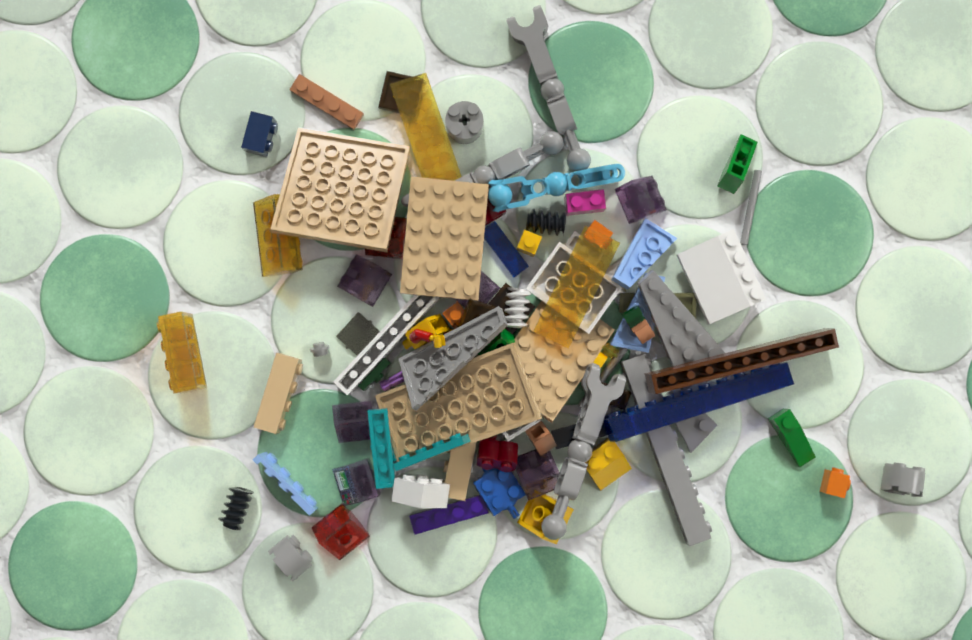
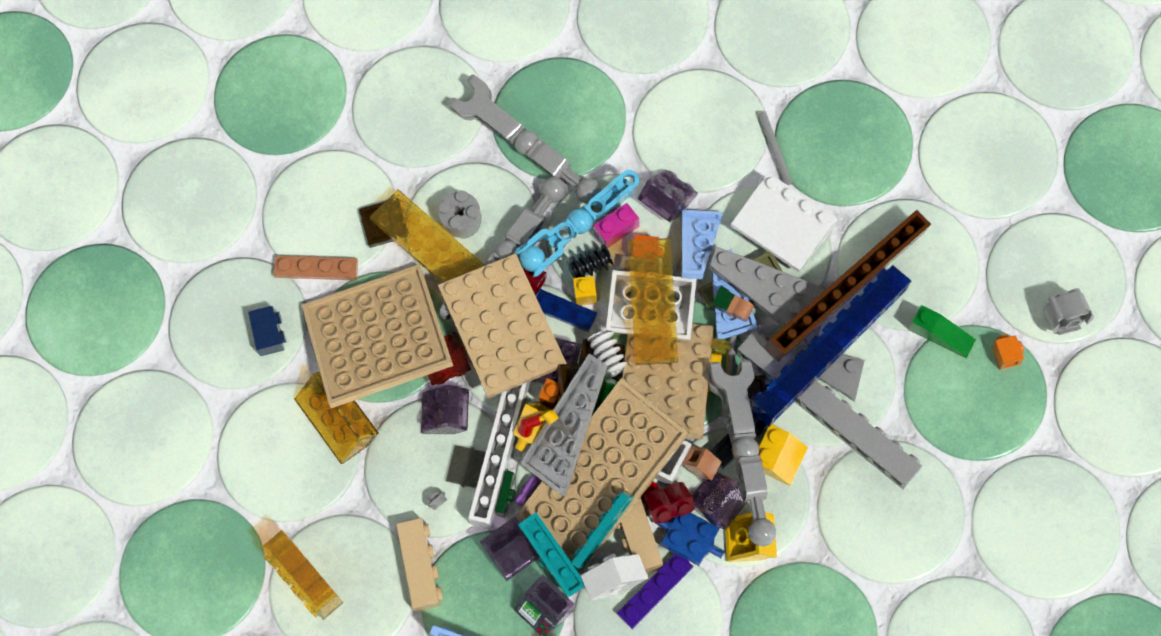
camera: 20 degrees left, 15 degrees down
(737, 164) = (739, 117): green slope -> none

